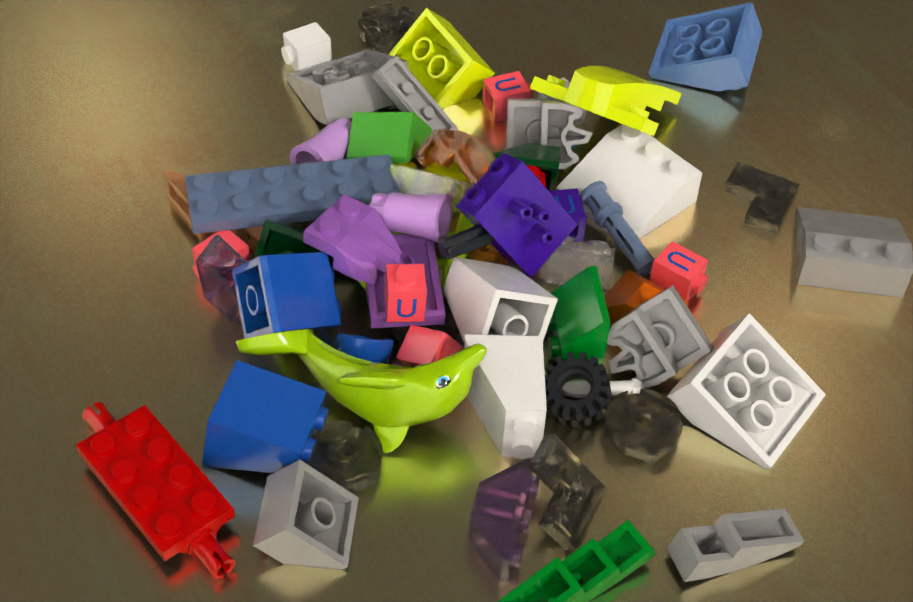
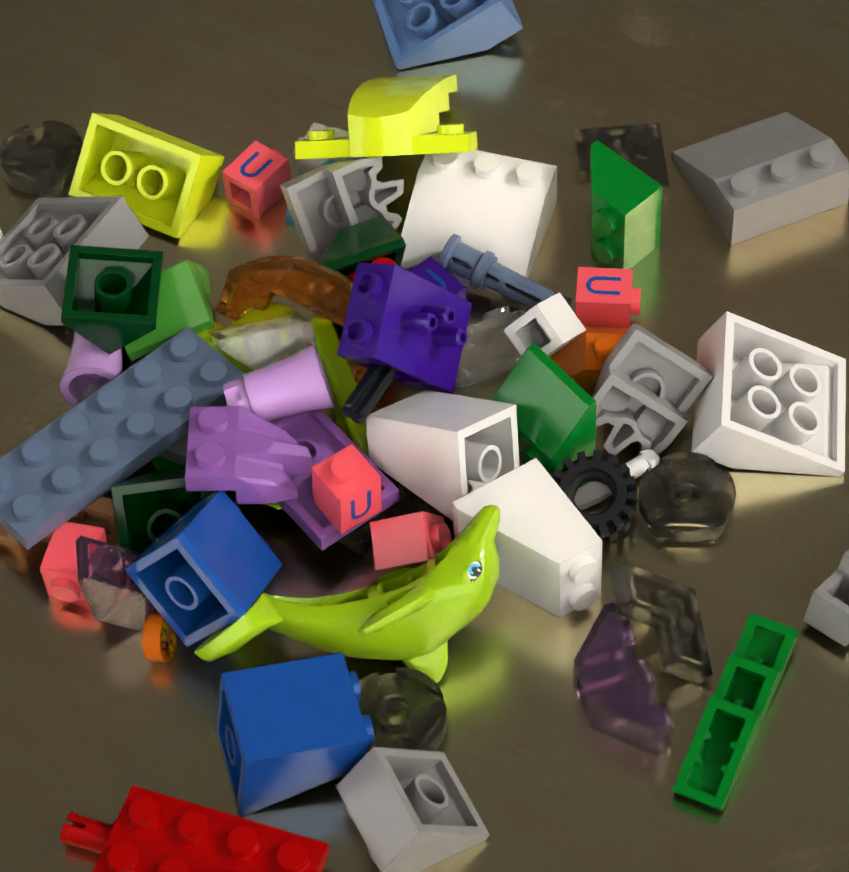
camera: 25 degrees left, 5 degrees up
(231, 329) = (158, 639): none -> orange tile
(350, 109) = (111, 294): none -> dark green slope
(364, 347) = (329, 577): blue hair -> none
(410, 94) = (136, 229): light grey tile -> none
(617, 264) = (547, 324): none -> white brick
(727, 220) = (622, 209): none -> green slope

